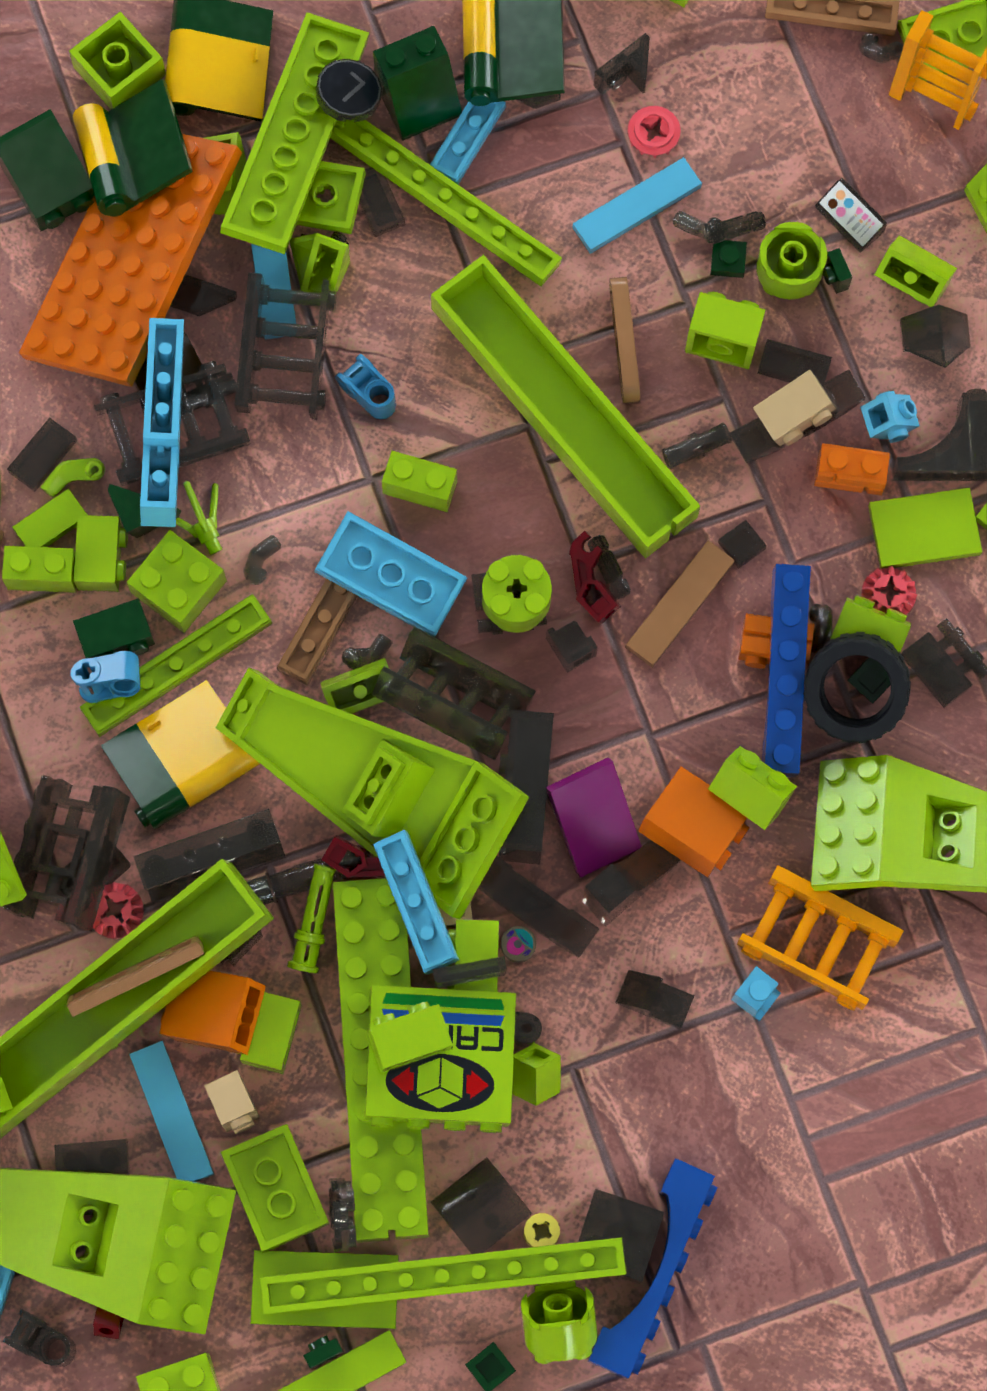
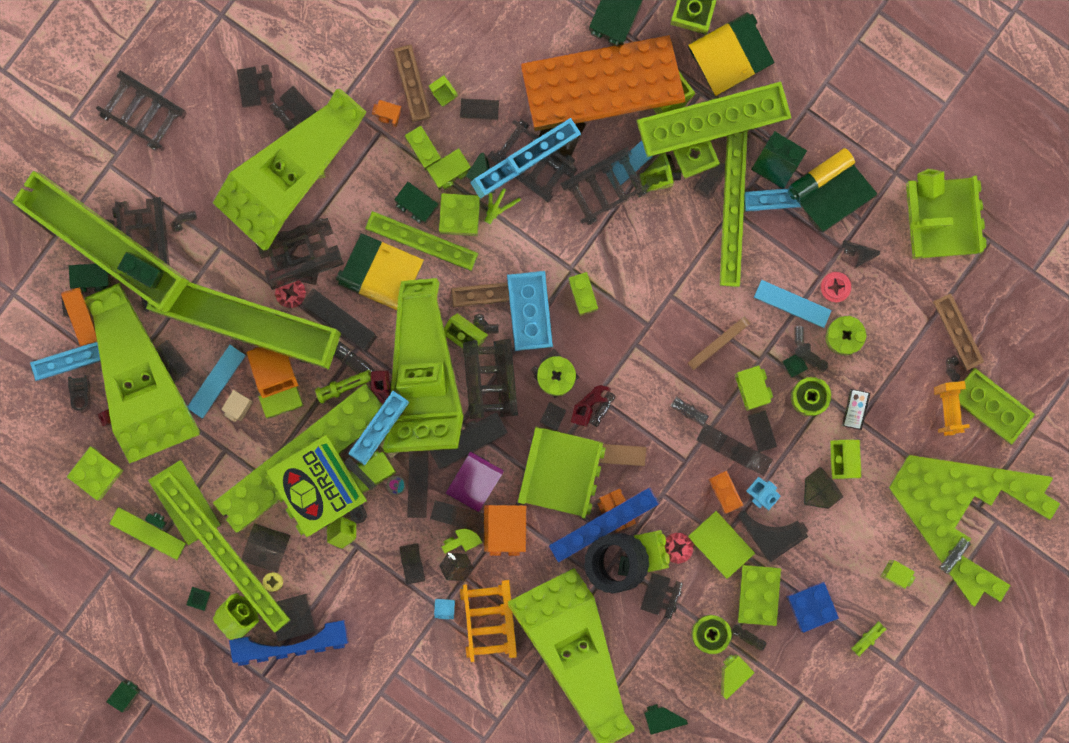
camera: 55 degrees right, 10 degrees up
(50, 521) = (449, 136): lime tile -> none
(72, 470) = (481, 129): lime arm -> none
(110, 678) = (393, 215): dark azure piece -> none
(132, 148) = (653, 47): dark green door -> none
(135, 975) = (260, 326): medium nougat tile -> none
(200, 296) = (606, 129): clear smoke tile -> none
(257, 555) = (497, 243): clear smoke arm -> none
(274, 1188) = (213, 450): lime plate -> none
(340, 1203) = (221, 488): clear smoke plate -> none
(348, 90) = (751, 130): black tile -> none
(364, 383) = (614, 235): dark azure piece -> none
(409, 1036) = (312, 467): lime brick -> none
(564, 406) = (665, 336): lime piece -> none
(664, 684) = (561, 472): none -> lime panel
(670, 891) = (466, 538): none -> lime brick
(703, 934) = (456, 566): none -> clear smoke panel
(730, 142) = (856, 336): none -> lime brick
(742, 543) = (656, 464): clear smoke tile -> none
(752, 787) = (536, 545): lime brick -> none
(795, 409) = (735, 446): tan brick -> none
(823, 629) = (639, 528): clear smoke arm -> none
(836, 271) = (821, 420): dark green plate -> none

